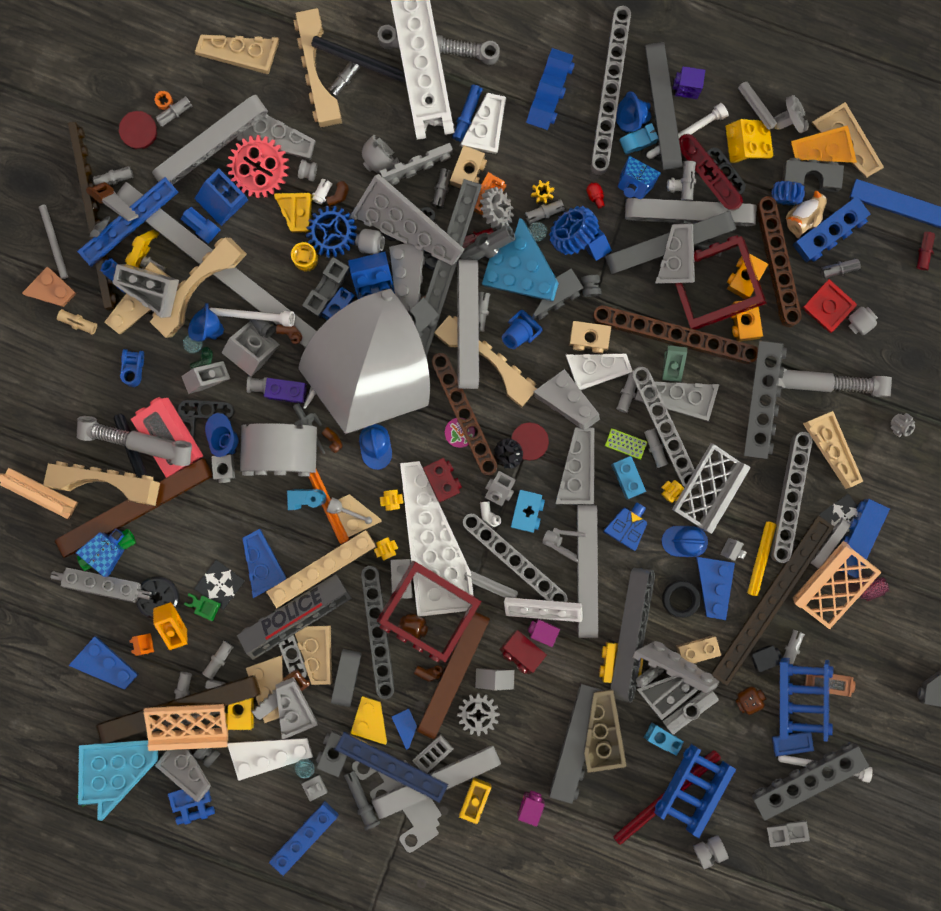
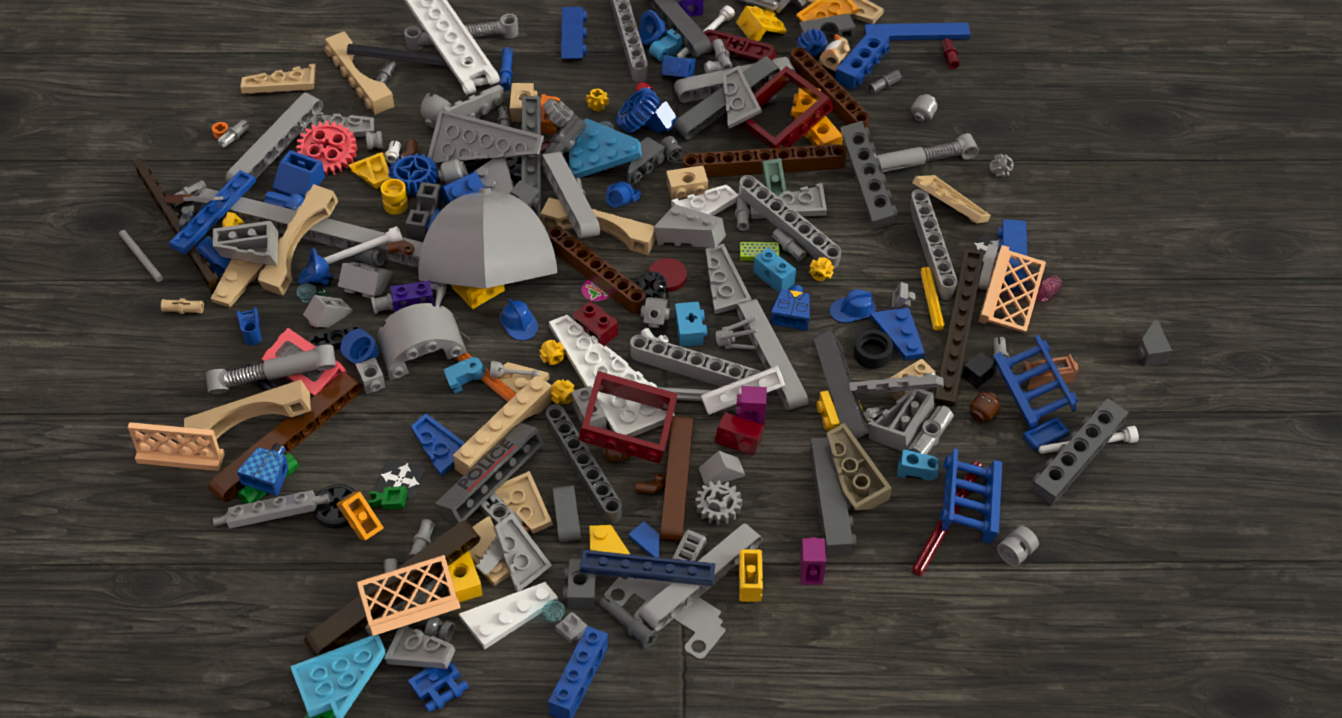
camera: 20 degrees left, 35 degrees down
(50, 288) = (147, 290): nougat wing -> none
(104, 664) = (294, 583): blue wing -> none
(138, 130) = (202, 156): dark red tile -> none
(142, 644) = (333, 550): orange tile -> none
(334, 439) = (476, 325): reddish brown arm -> none
(486, 126) = (527, 69): white wing -> none
(544, 211) = (605, 112): light grey pin -> none
(714, 511) = (868, 258): light grey fence -> none
(788, 833) = (1087, 510): light grey slope -> none
(829, 306) = (890, 107): red plate -> none

